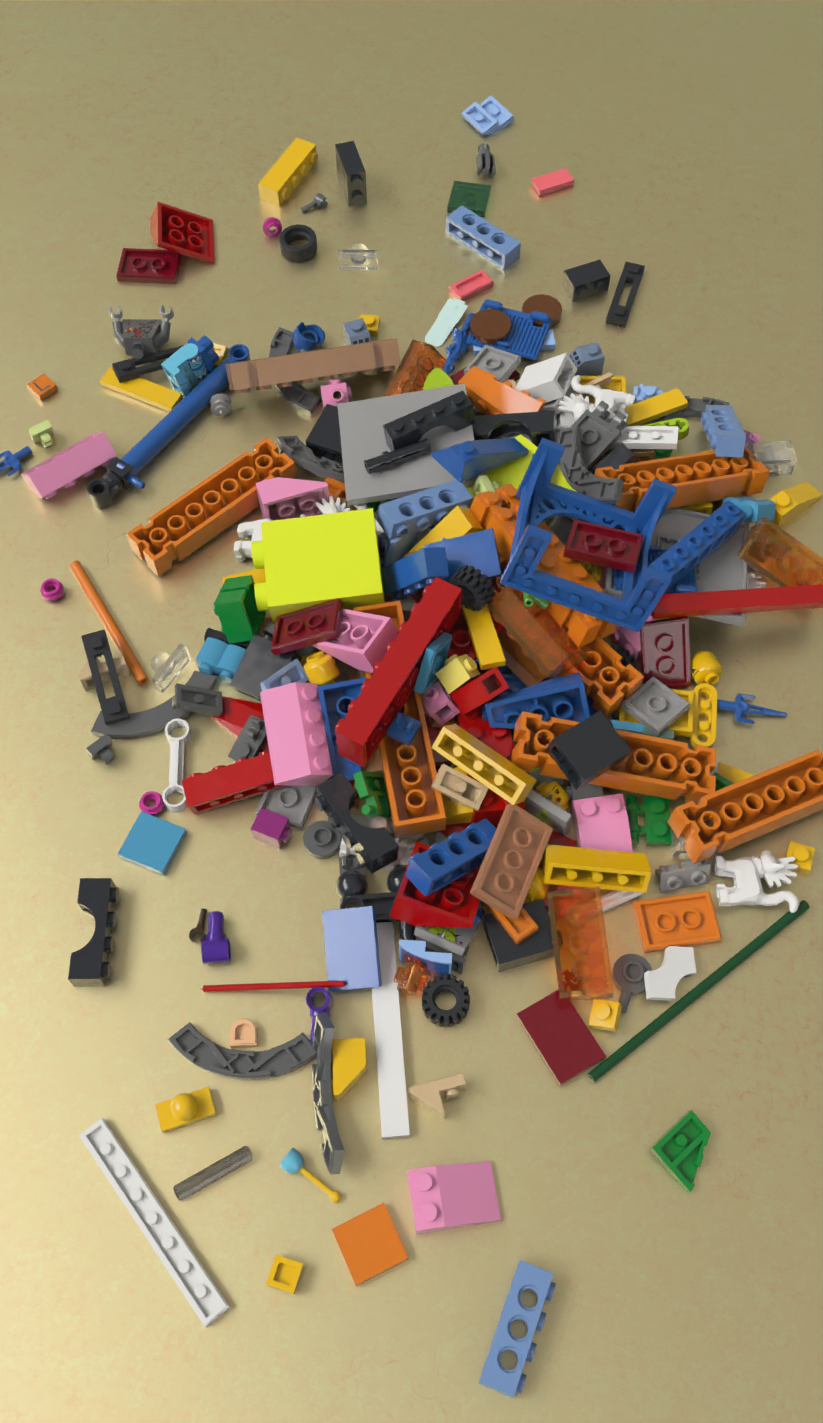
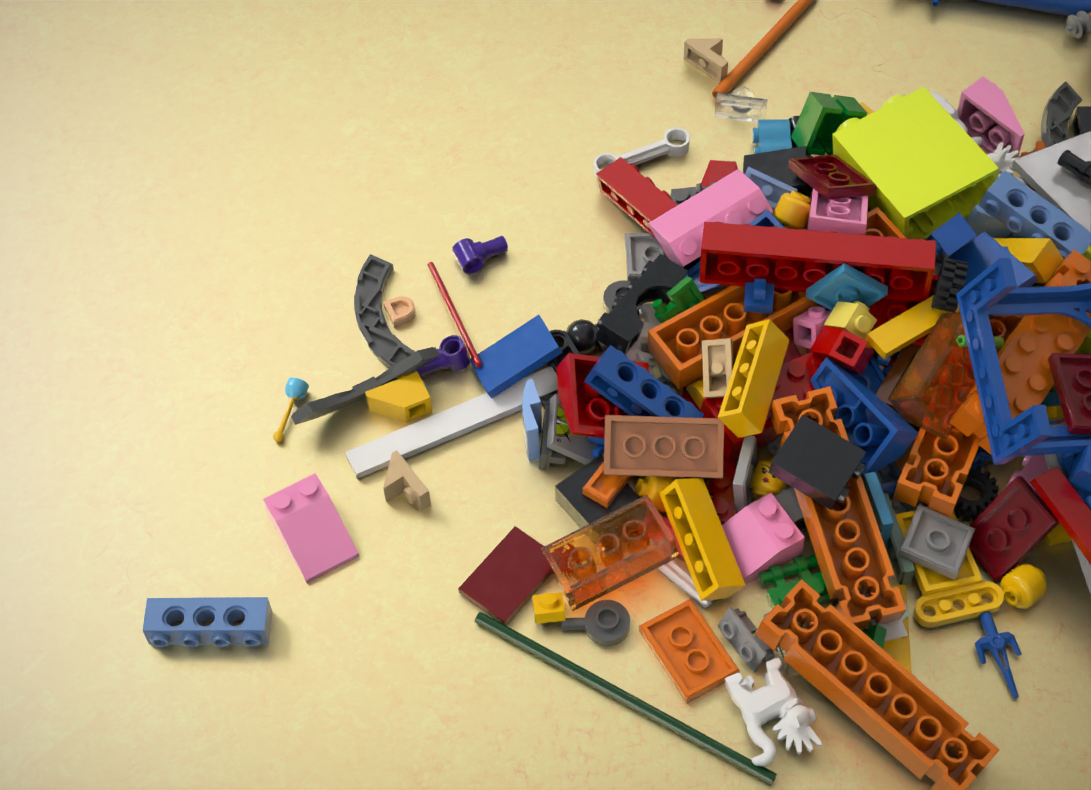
camera: 70 degrees right, 5 degrees down
(90, 964) = (417, 169): black arch -> none
(100, 748) = (626, 90): dark grey tile -> none
(112, 708) = (673, 81): black container -> none
(149, 797) = (590, 150): dark pink plate -> none
(152, 843) = (553, 169): dark azure tile -> none
(153, 719) = (701, 131): dark grey tile -> none
(154, 1222) = (207, 310): white tile -> none
(185, 1109) = (313, 293): yellow tile -> none
(197, 700) = (714, 137): dark grey plate -> none
(200, 926) = (478, 235): dark brown hand -> none
(208, 507) = (943, 61): orange brick -> none
(213, 1173) = (264, 335): clear smoke axle -> none
(271, 828) = (611, 251): magenta brick -> none
(284, 1274) = (194, 420): yellow plate -> none
(370, 1244) = (245, 479): orange tile -> none
(410, 978) = (508, 419): clear orange gear -> none
(445, 1016) = (504, 473): black tyre -> none
(662, 982) = (636, 661): white tile -> none
(683, 1148) = (436, 722): green wing -> none
(803, 855) = (830, 757): yellow plate -> none

